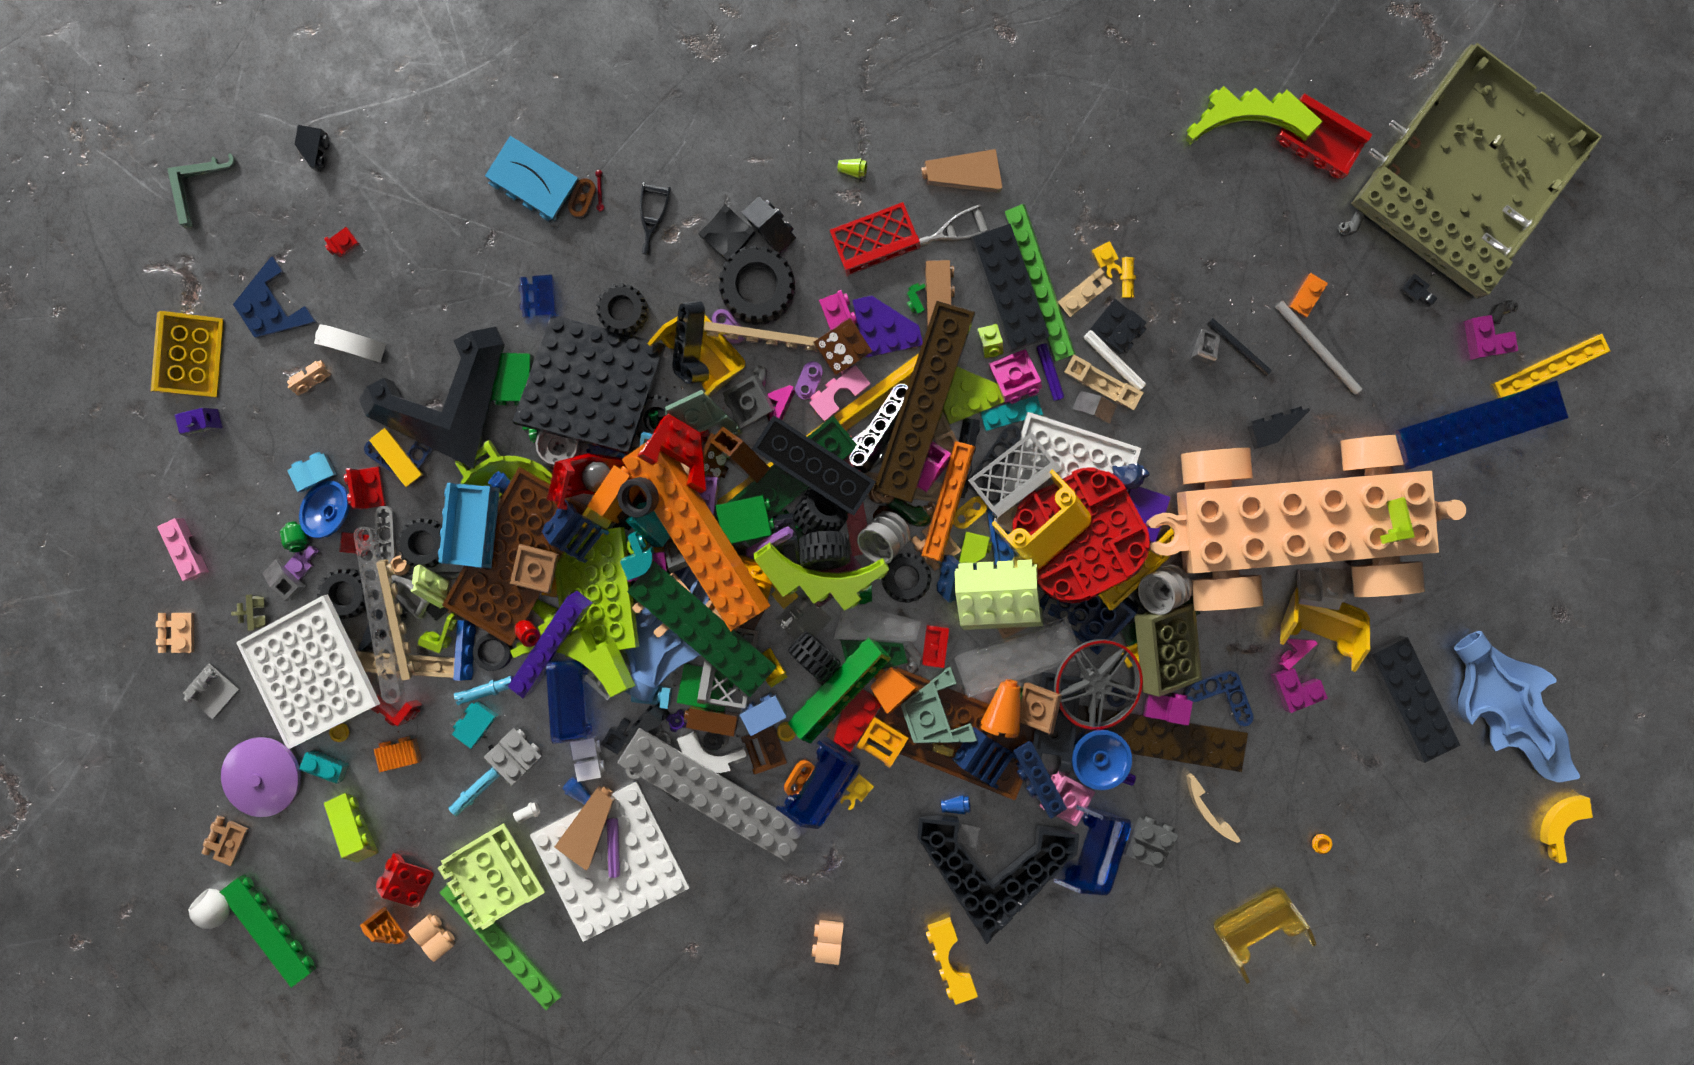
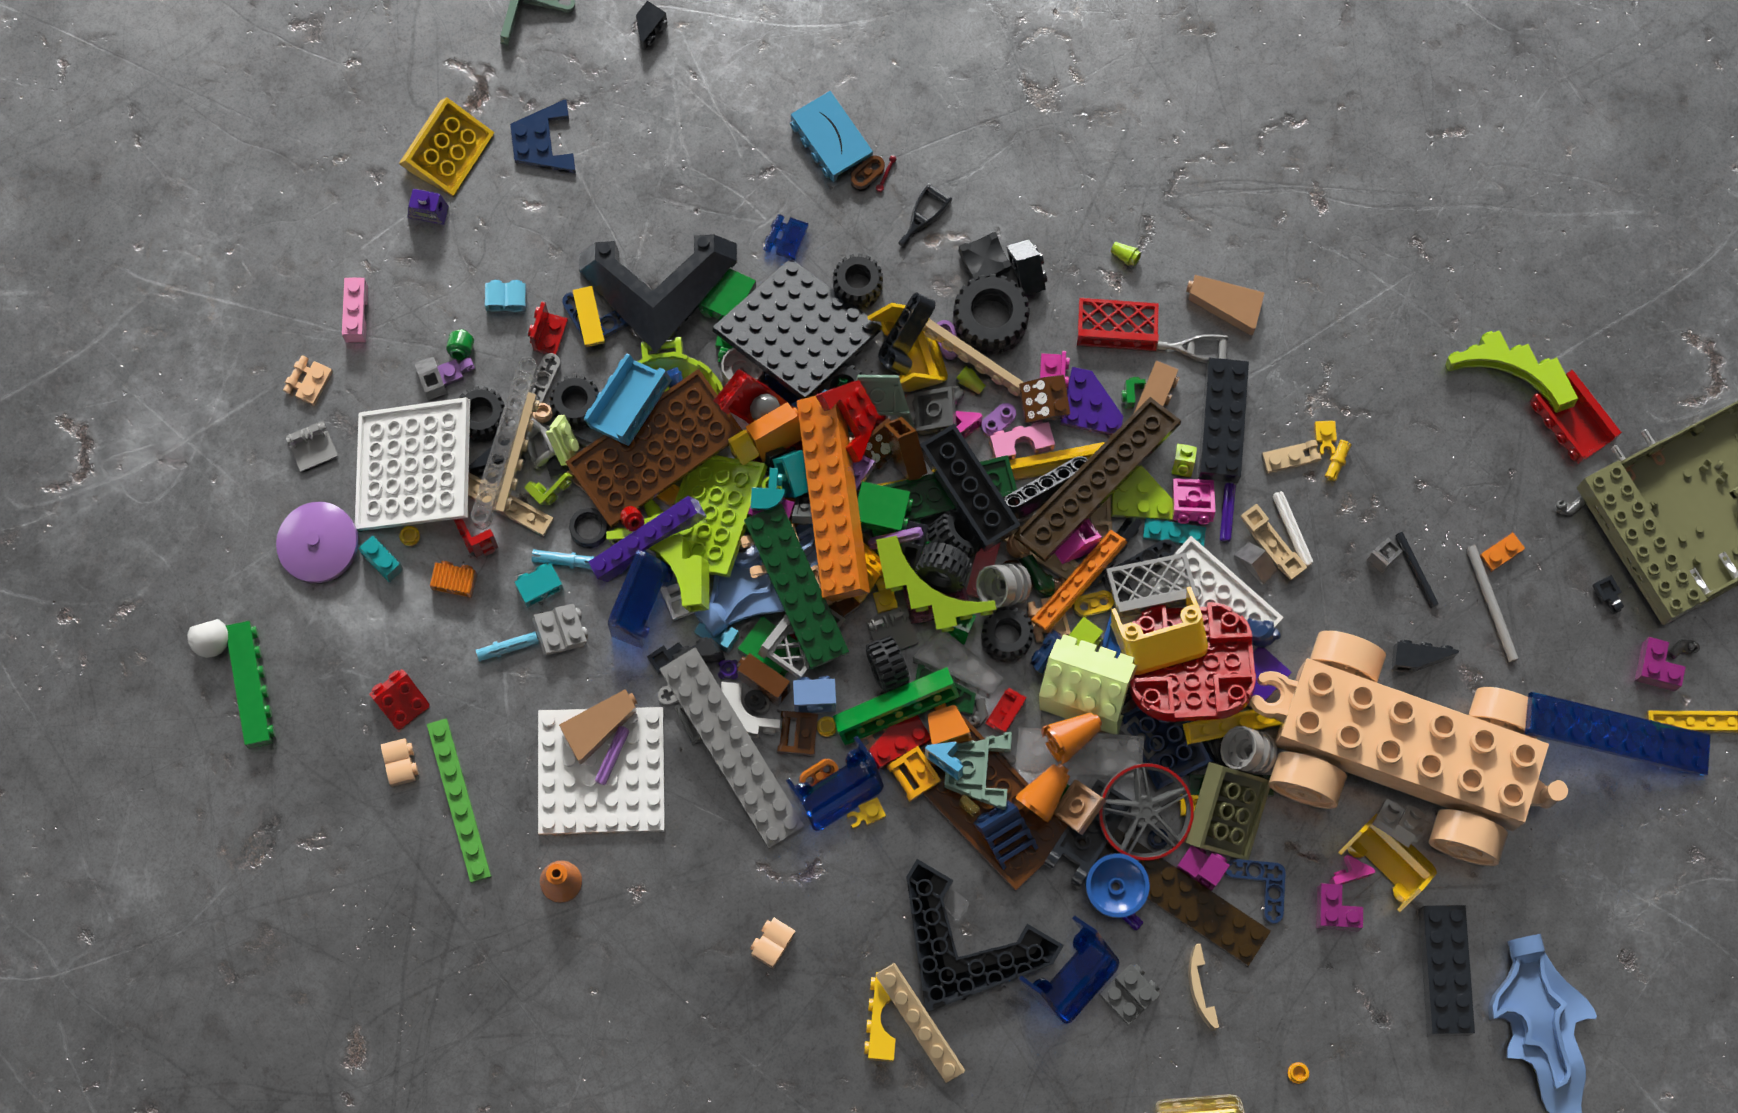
camera: 25 degrees right, 15 degrees down
(230, 842) = (256, 589): medium nougat plate -> none
(252, 621) = (392, 385): olive hips -> none
(302, 383) = (551, 215): light nougat hinge -> none
(324, 509) = (501, 331): blue dish -> none
(341, 242) = (633, 115): red bracket -> none
(347, 542) = (506, 373): red bracket -> none
(349, 343) = (599, 200): white arch -> none
(350, 828) = (375, 626): lime wedge -> none
(383, 928) = (356, 727): orange wedge -> none
(464, 650) = (563, 513): blue plate -> none
(490, 877) = (484, 730): yellowish green slope -> none
(527, 812) = (546, 688): white pin -> none
(534, 568) = (668, 463): medium nougat plate -> none
(564, 527) = (713, 437): dark blue plate -> none
(576, 790) = (602, 687): blue cone -> none
(589, 768) = (629, 661): white piece -> none
(622, 972) = (561, 881): none -> orange cone
(625, 502) = (784, 430): black tyre -> none
(767, 355) = (971, 380): none -> lime cone
(779, 672) = (842, 665): yellow slope -> none
(899, 720) = (942, 755): none -> dark azure slope
(956, 805) = (958, 870): blue cone -> none
(985, 955) = (920, 1022): none -> tan plate
(1006, 652) = (1070, 735): none -> orange cone
(1038, 780) = (1047, 874): dark blue bracket -> none
(1041, 283) = (1254, 429): bright green plate -> none
(1072, 794) = (1062, 907): bright pink plate -> none
(1118, 327) = (1310, 500): black plate -> none
(1400, 521) = (1497, 776): lime bracket -> none

